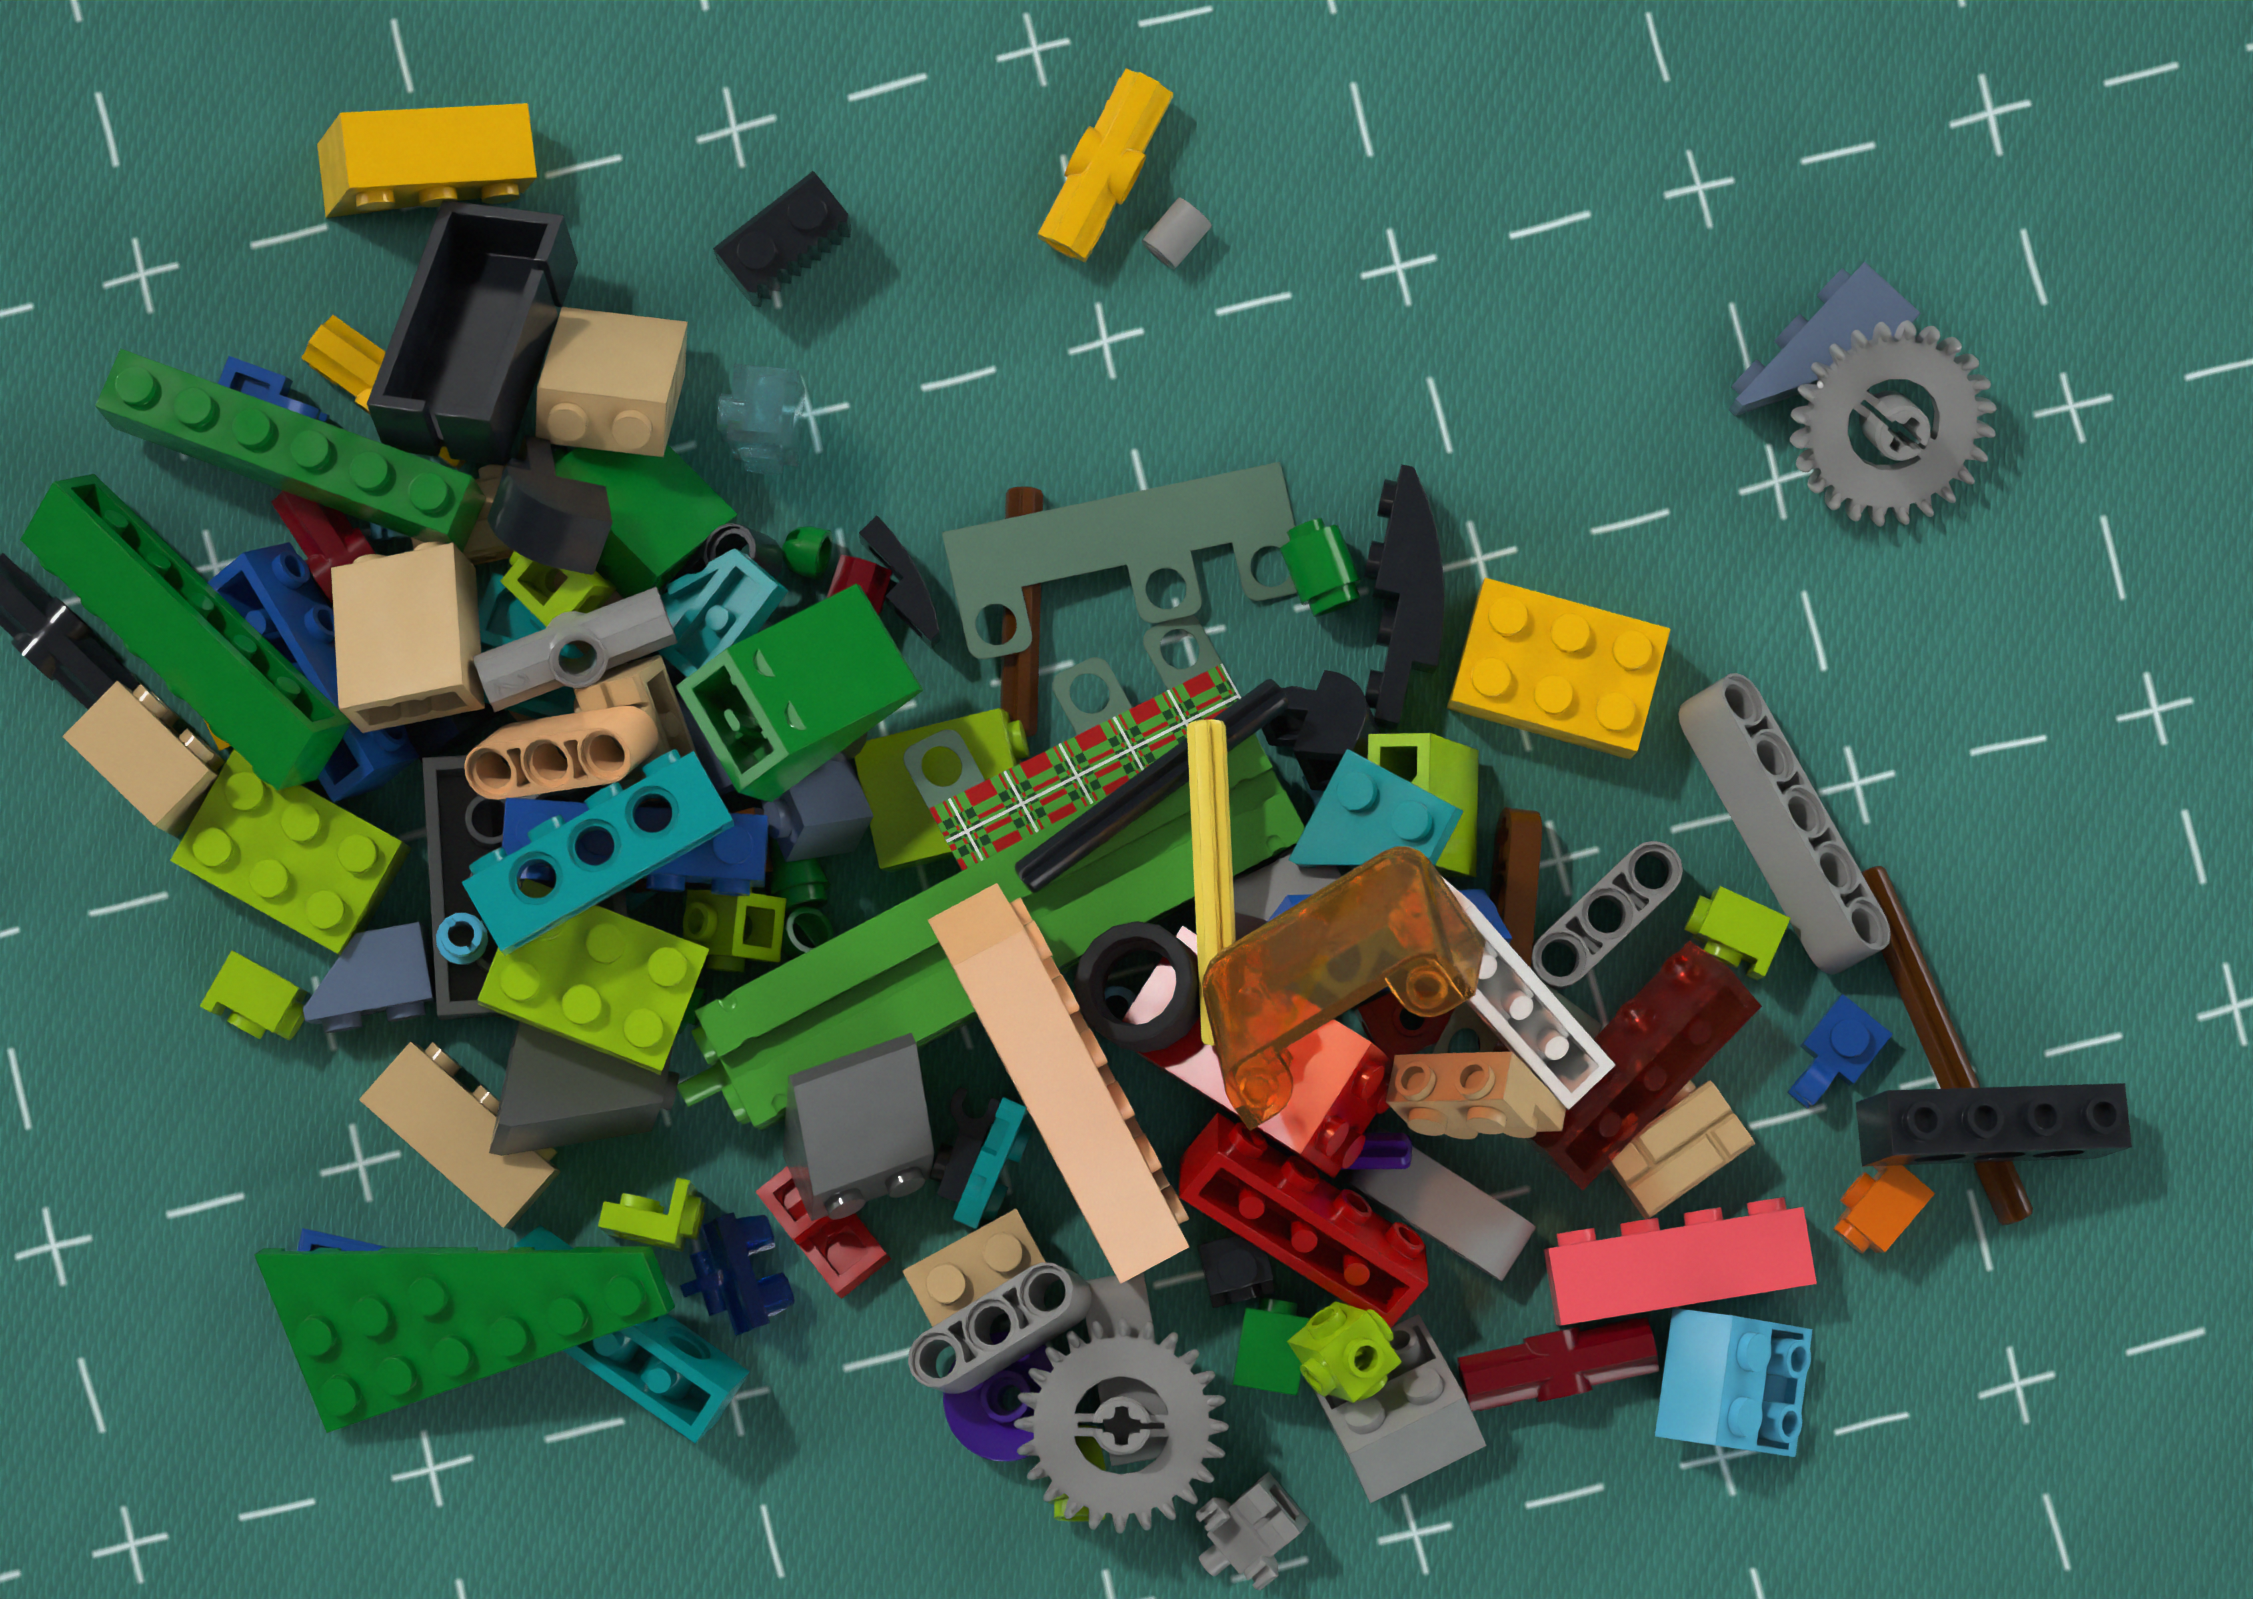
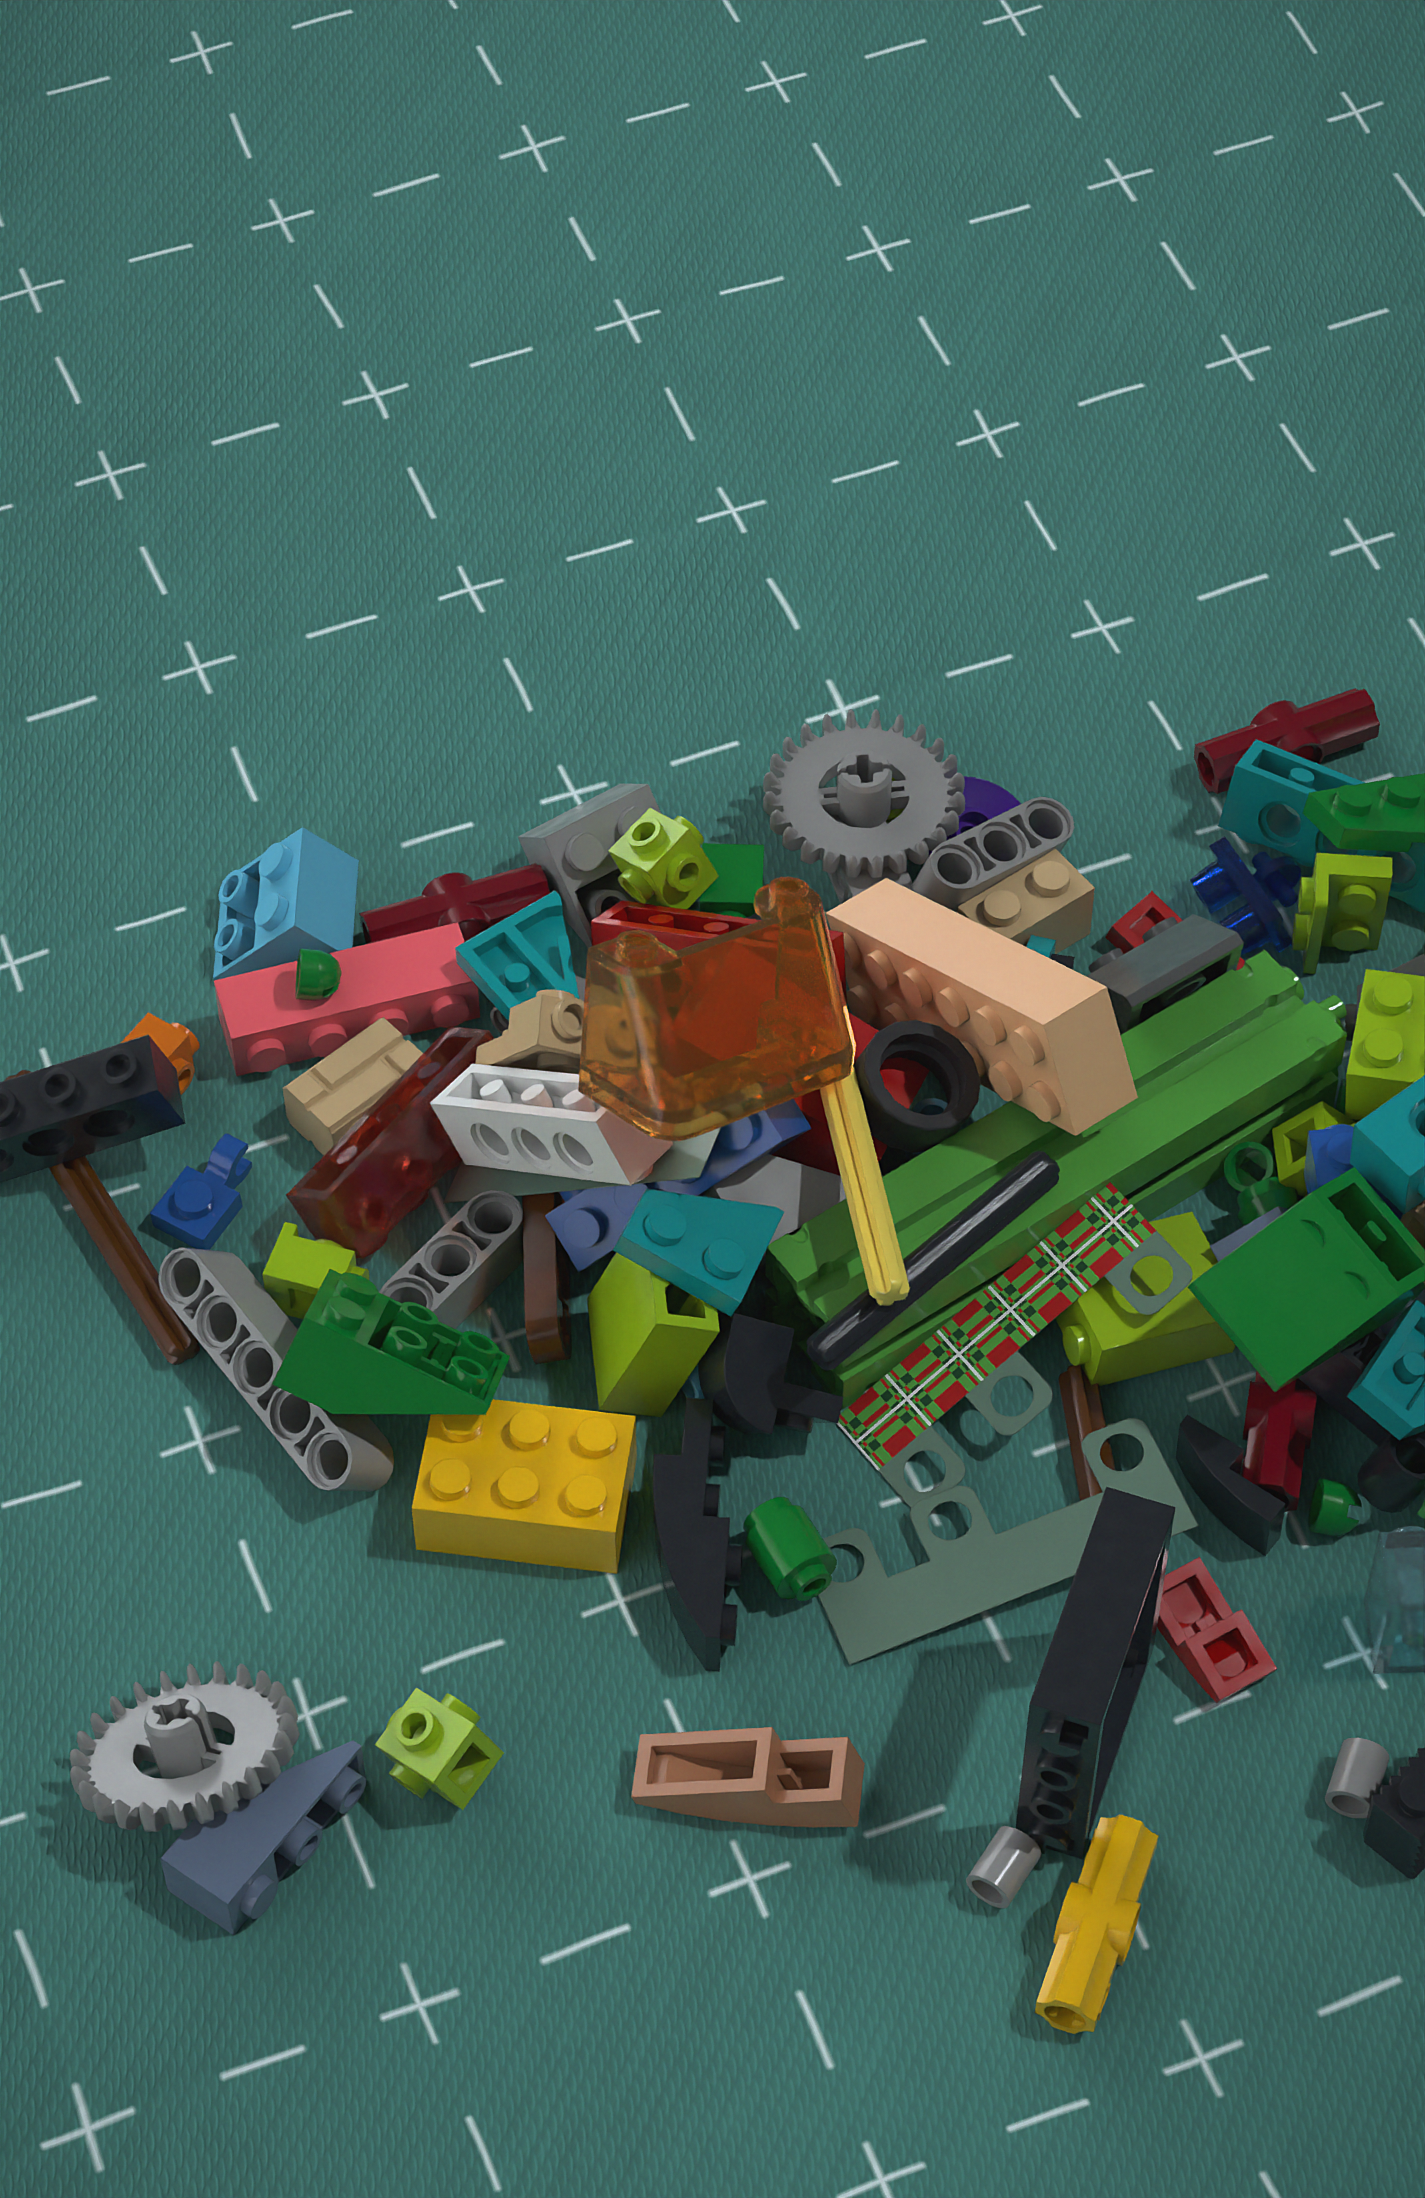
camera: 175 degrees right, 30 degrees down
(652, 1479) = (1303, 731): none -> dark red piece
(847, 276) = (1356, 1777): none -> light grey hinge
(950, 445) = (1207, 1636): none -> red slope
(1080, 332) = (1093, 1672): none -> black window
(1251, 1530) = (722, 761): light grey piece -> none
(1389, 346) = (751, 1777): none -> nougat slope
(1497, 1241) = (521, 955): none -> teal wing
(1666, 399) = (438, 1748): none -> lime brick
(1678, 782) = (386, 1356): none -> green slope
(1714, 1258) = (316, 975): none -> green hinge

